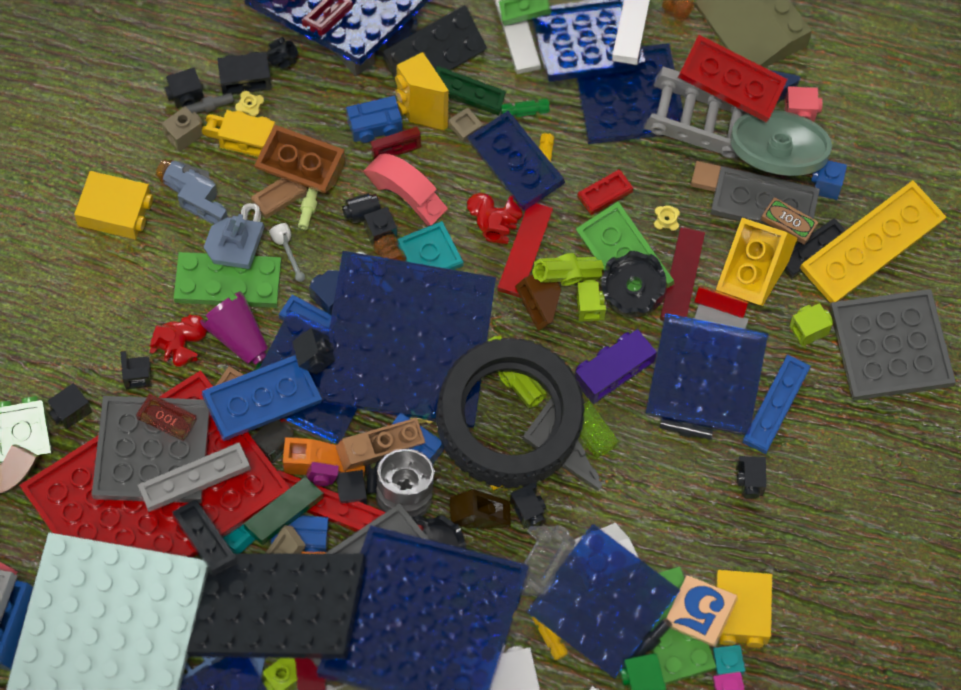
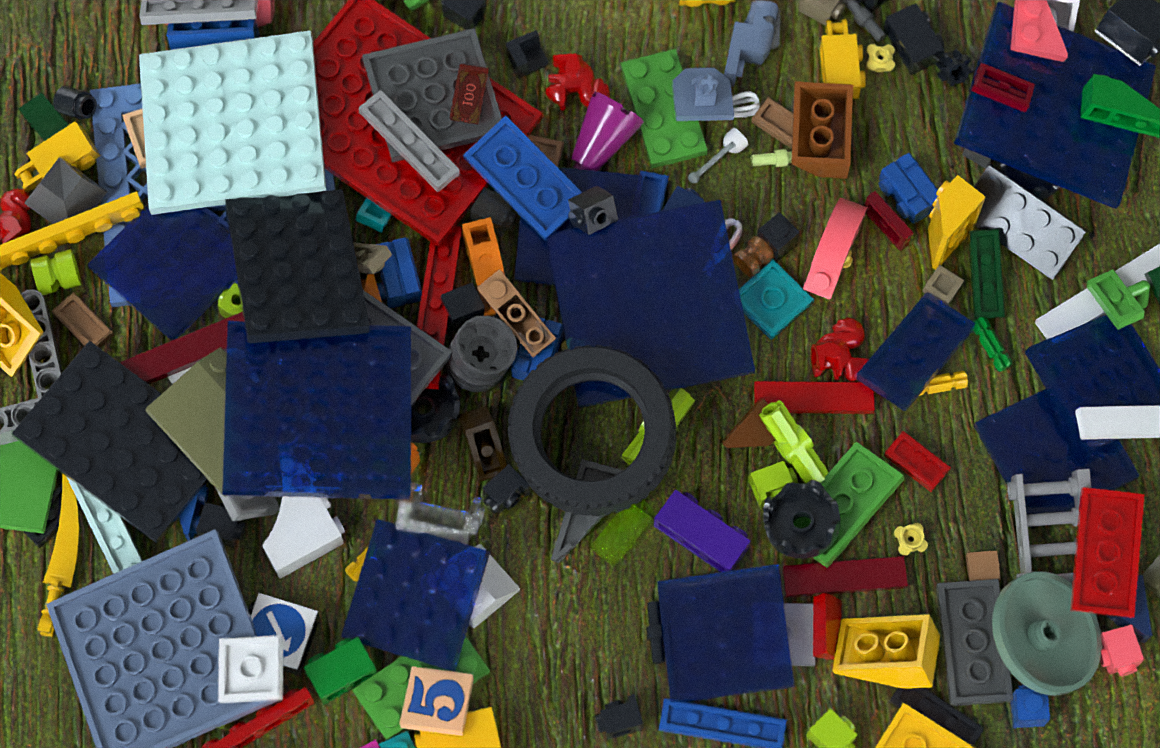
camera: 75 degrees right, 5 degrees up
(204, 537) = (350, 174): black plate -> none
(283, 511) = (411, 244): dark green tile -> none
(322, 474) = (465, 268): magenta plate -> none
(358, 206) = (796, 210): black brick -> none
(652, 638) = (390, 659): black bar -> none
(789, 220) = (953, 674): medium nougat tile -> none

